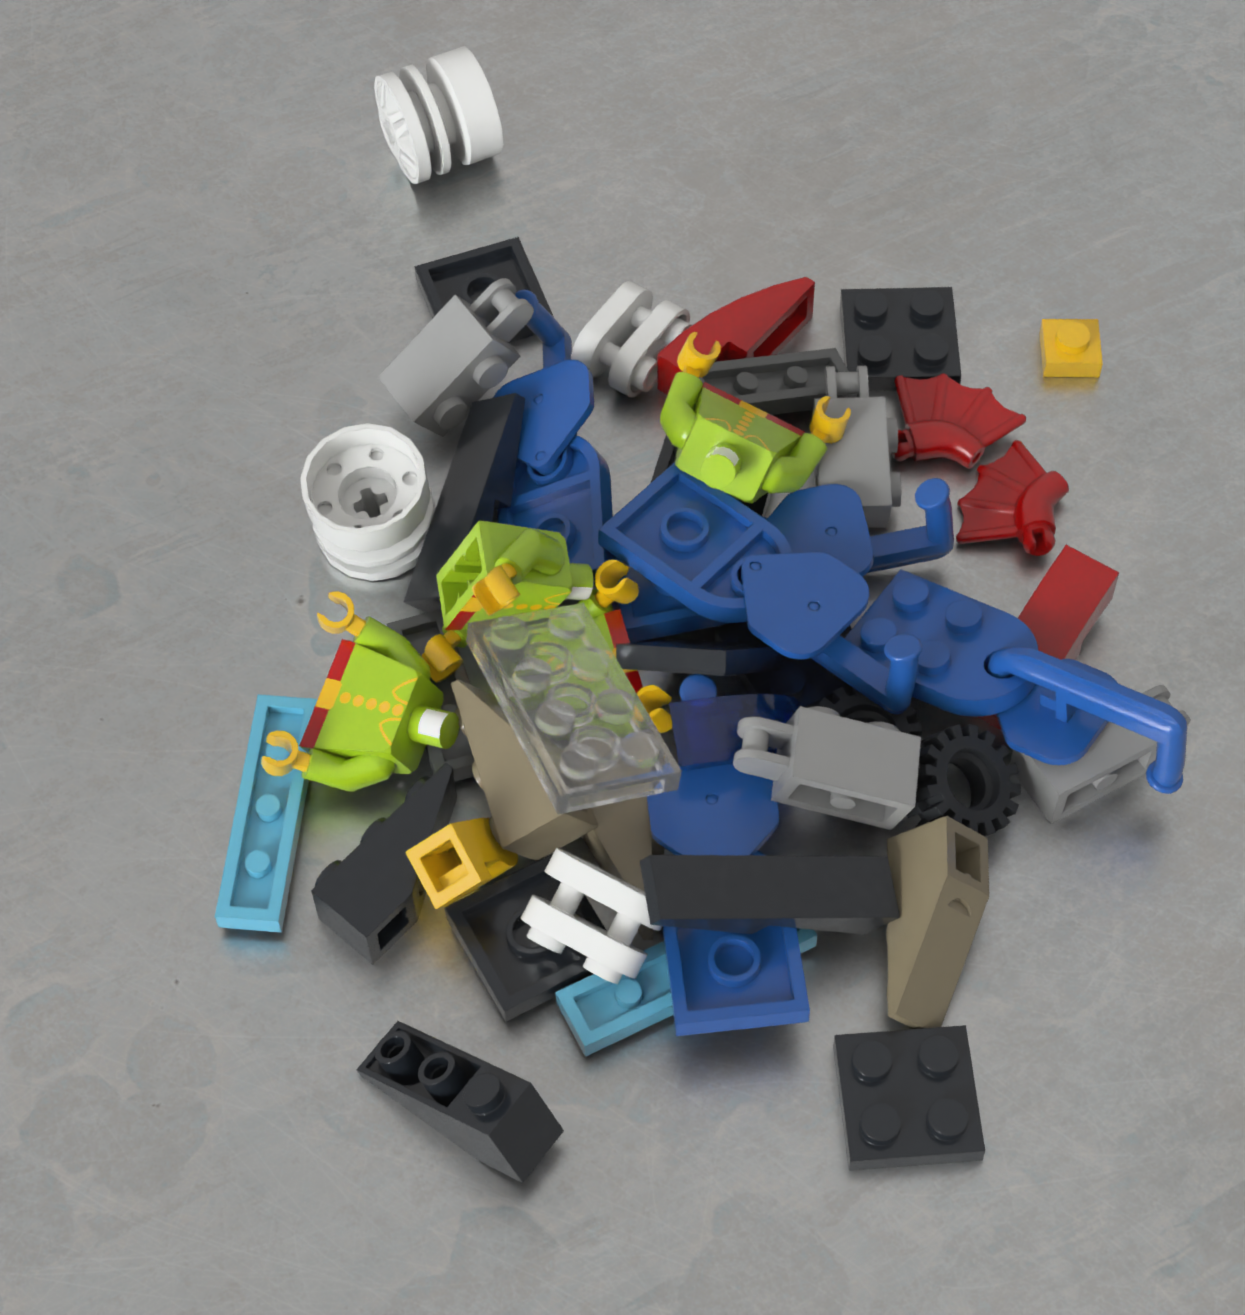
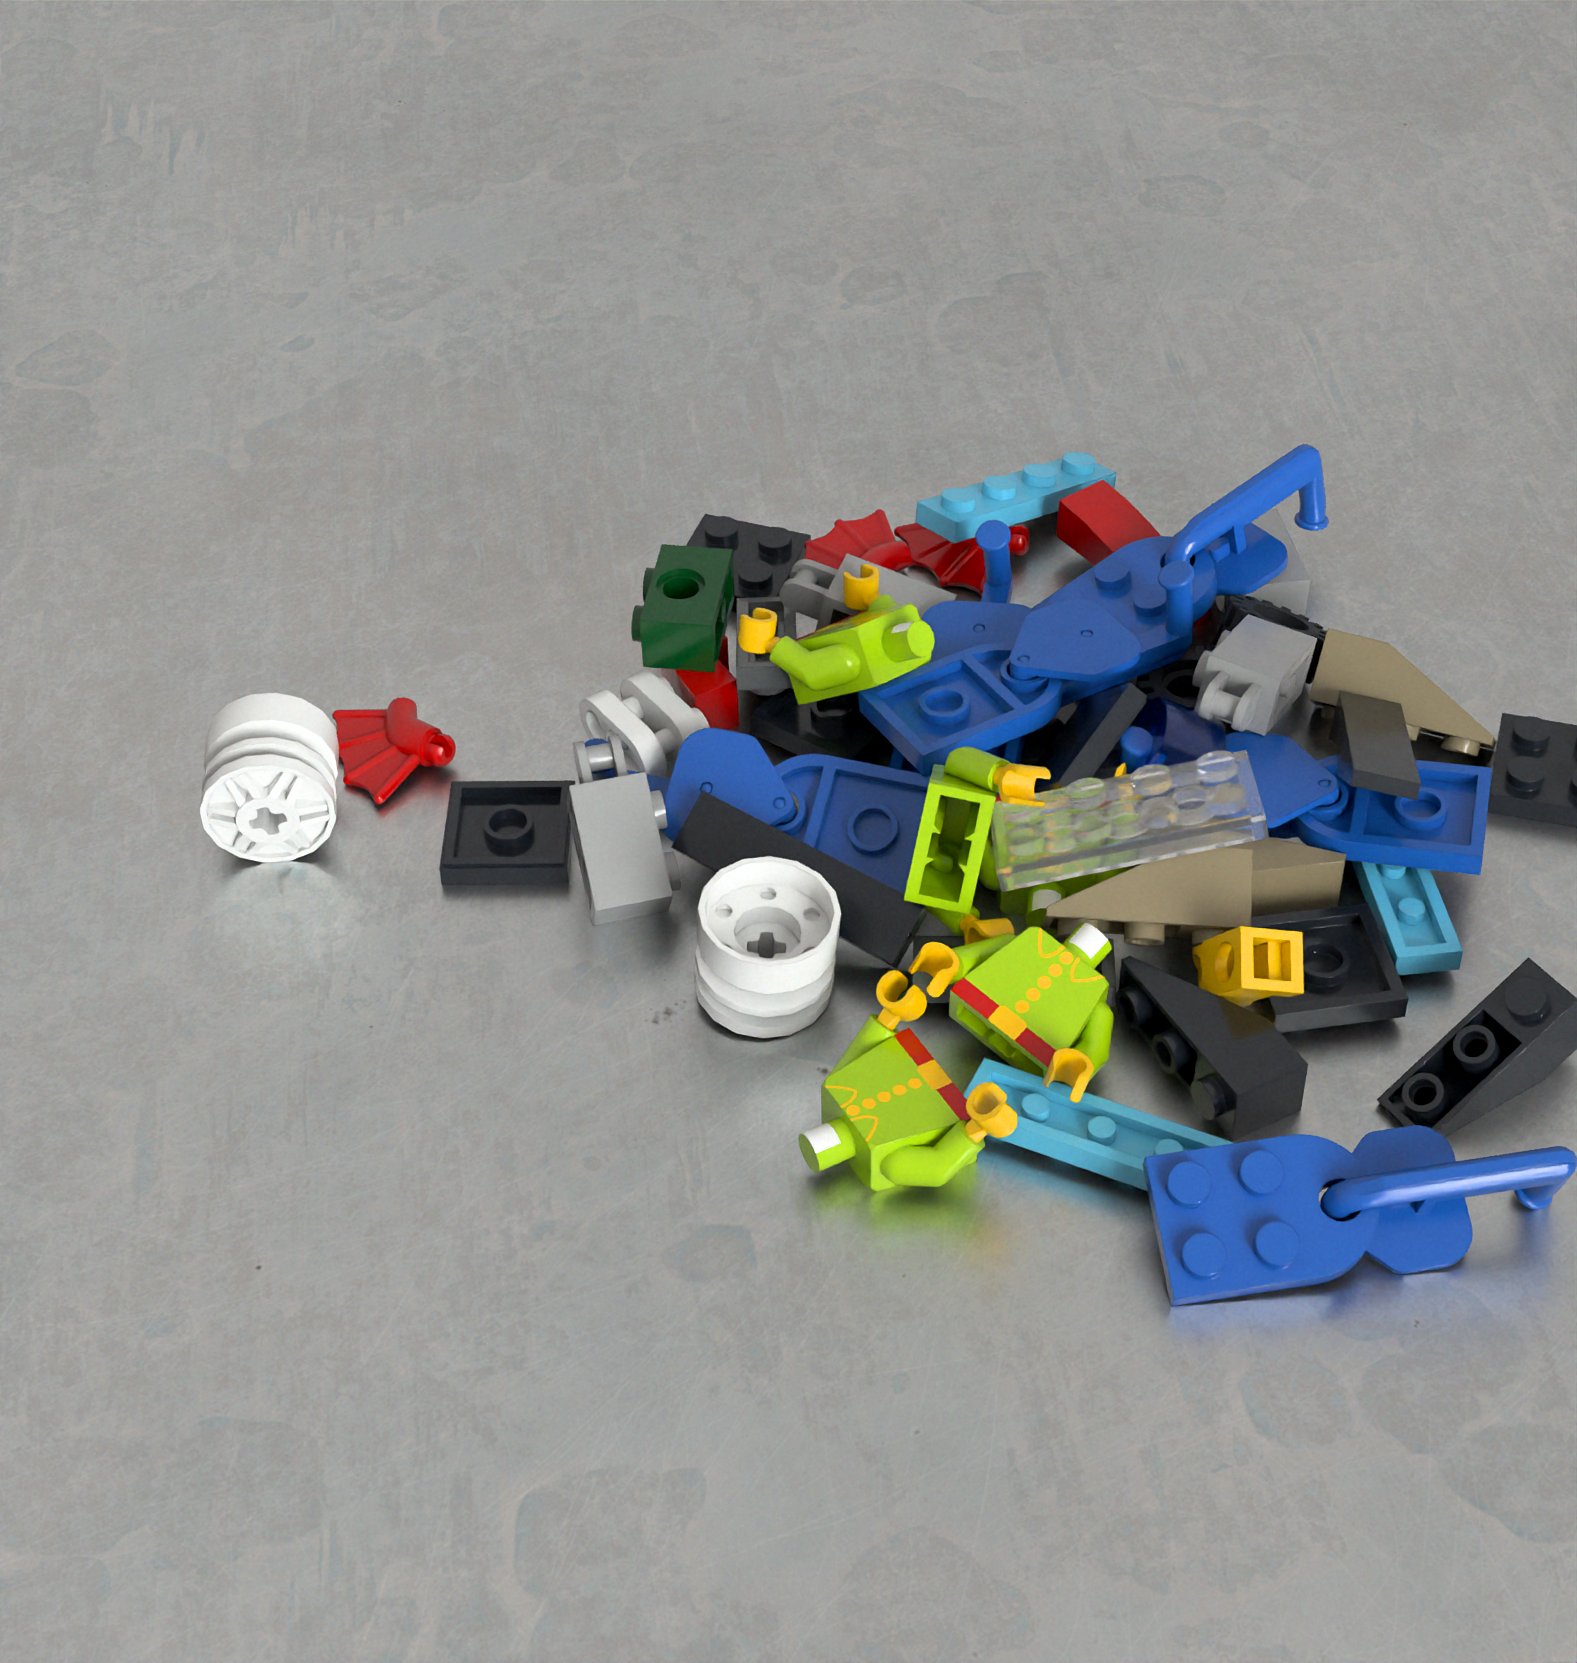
camera: 70 degrees left, 15 degrees down
(193, 941) = (1254, 1222): none -> blue plate
(242, 650) = (896, 1108): none -> lime torso
(548, 182) = (387, 745): none -> red arm
(557, 925) = (1345, 916): white brick -> none
(745, 302) = (685, 608): none -> dark green brick
(1070, 348) = (810, 471): yellow plate -> none
(1088, 518) = (1010, 497): none -> medium azure plate

